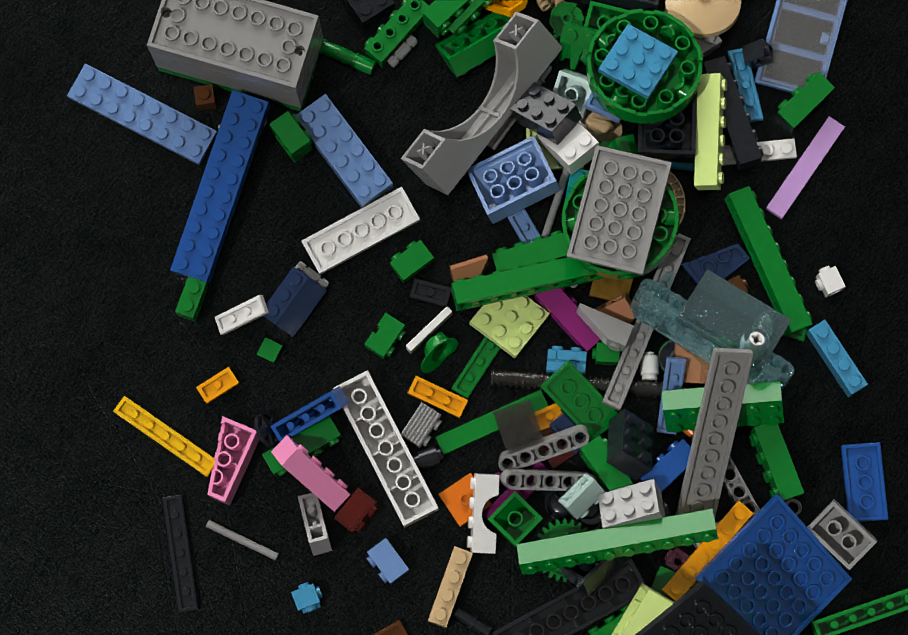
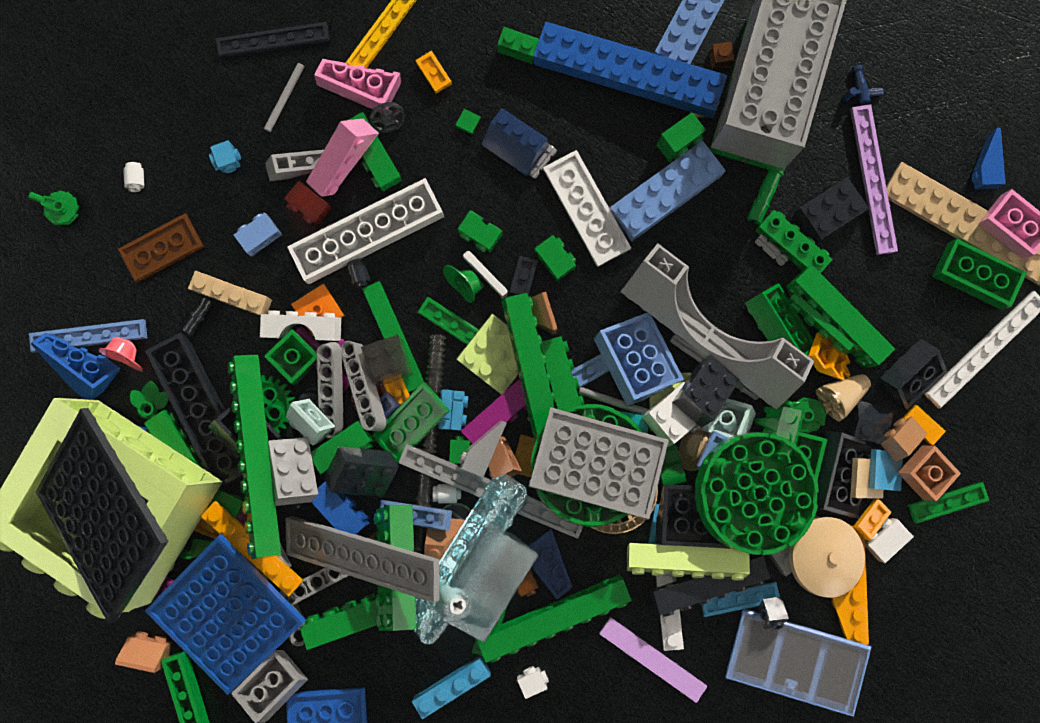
camera: 85 degrees right, 5 degrees up
(241, 314) = (501, 92): white tile -> none
(310, 413) = (399, 156): blue brick -> none
(421, 425) = (390, 266): light grey brick -> none
(437, 397) = (419, 283): light orange plate -> none
(638, 61) = (760, 485): dark azure plate -> none
(804, 99) = (724, 662): green brick -> none

